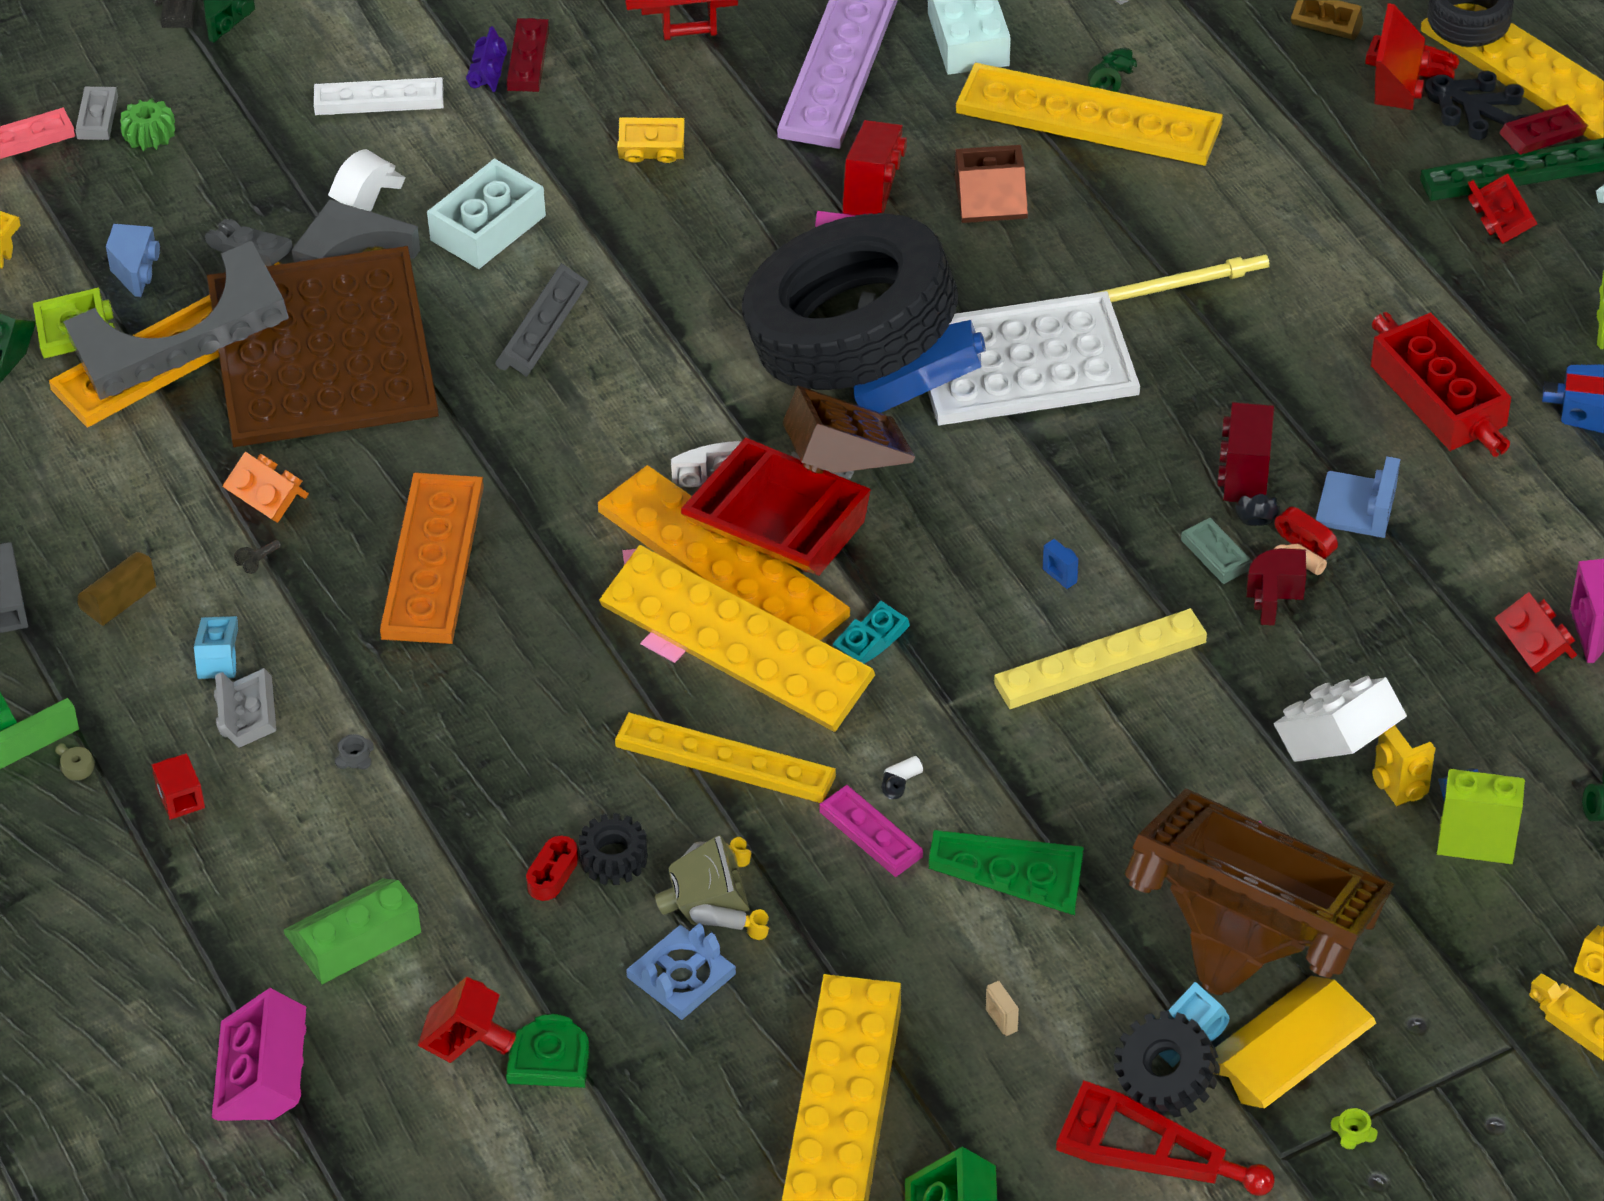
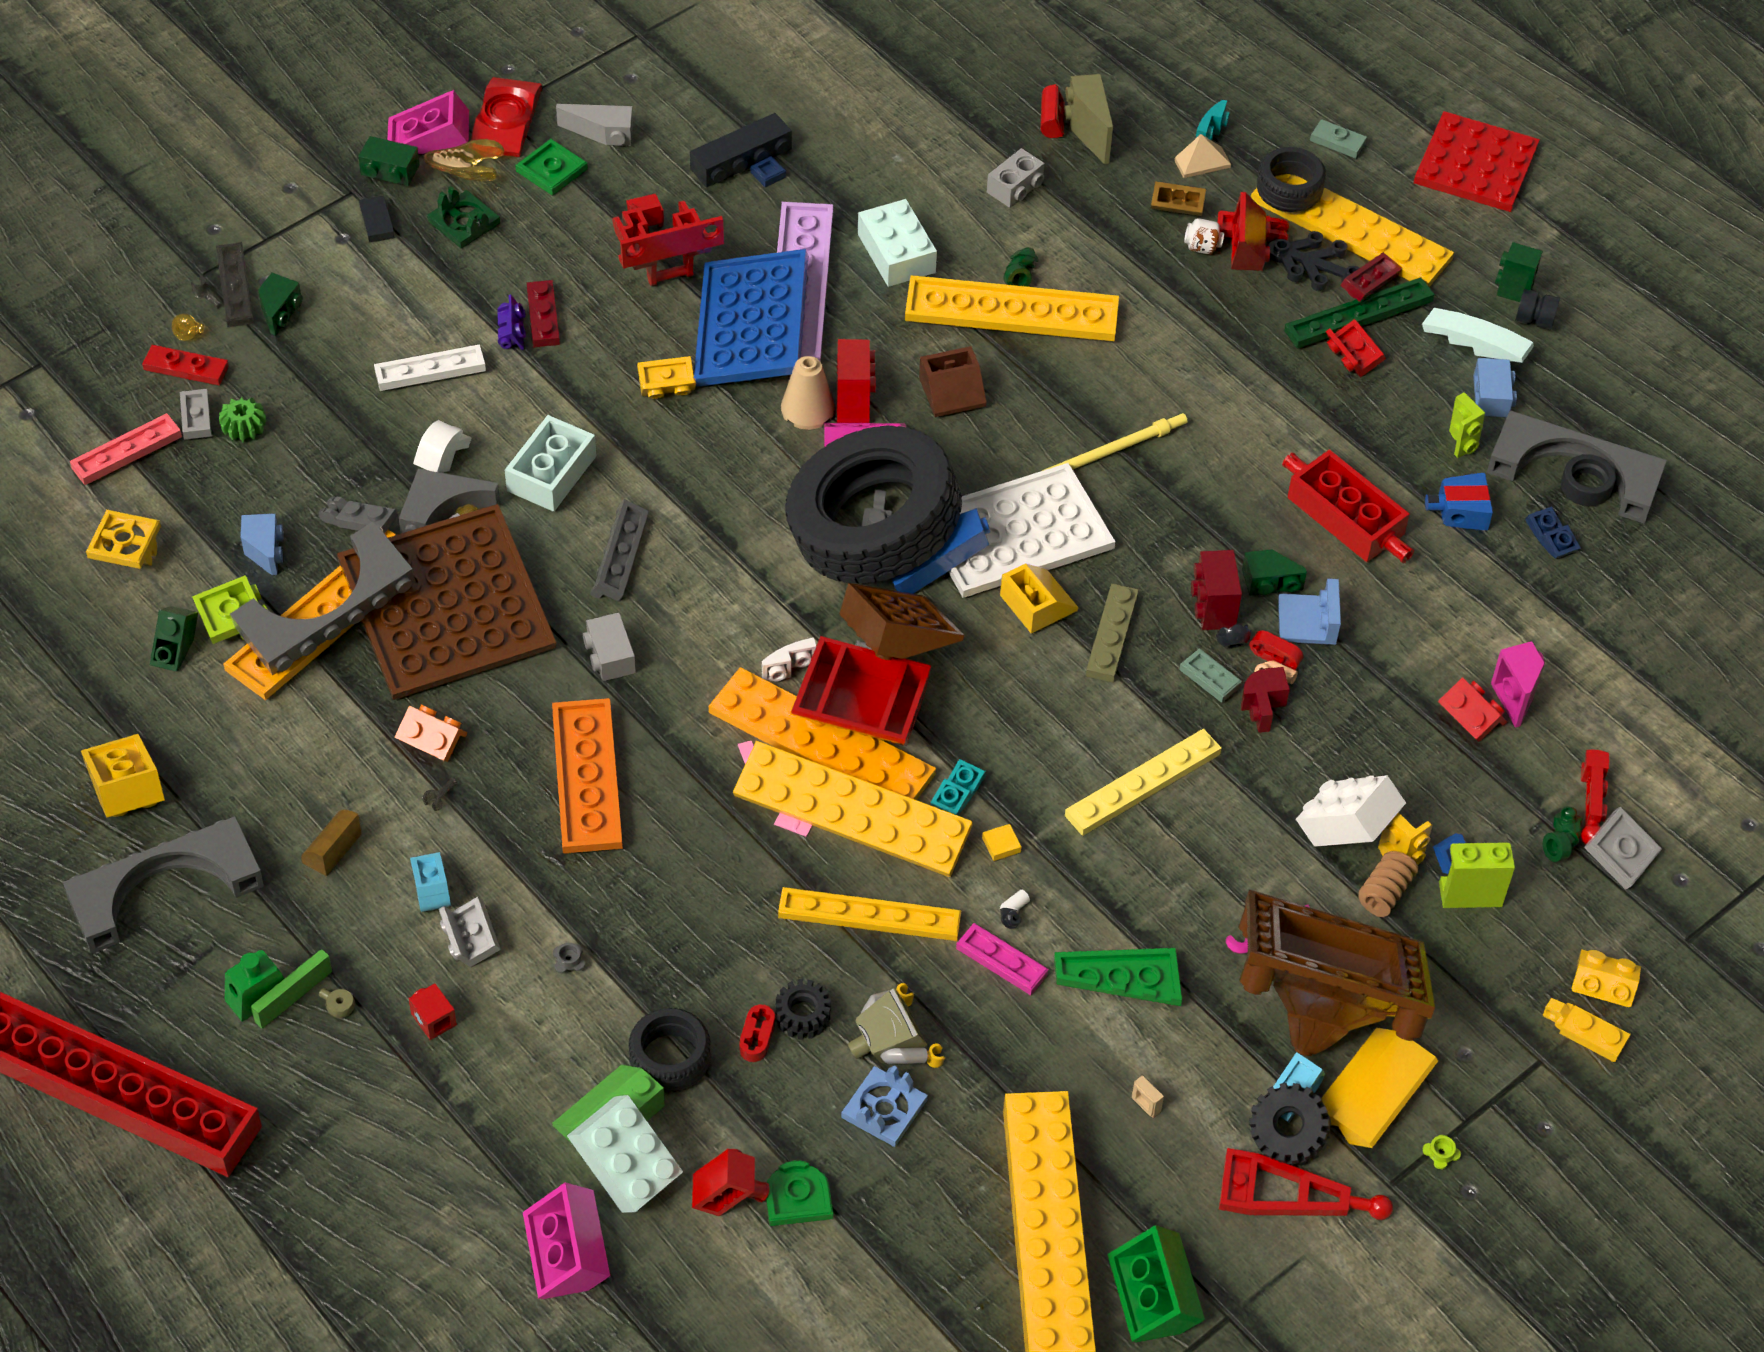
camera: 15 degrees left, 5 degrees up
(101, 60) = (185, 365): none -> red plate
(112, 20) = (186, 327): none -> clear yellow plate
(350, 968) = (625, 1154): none -> light aqua brick
(437, 839) = (677, 1023): none -> black tyre
(499, 421) = (609, 646): none -> light grey brick
(769, 85) = (751, 317): none -> blue plate
(811, 176) = (808, 395): none -> tan cone
(907, 701) = (1001, 842): none -> yellow tile
(1024, 433) = (1035, 597): none -> yellow slope
(1060, 563) = (1092, 705): blue plate -> none
(1109, 488) = (1112, 633): none -> olive plate
(1325, 446) = (1271, 573): none -> dark green slope
(1347, 61) = (1203, 236): none -> white head
(1370, 812) = (1387, 883): none -> medium nougat piece

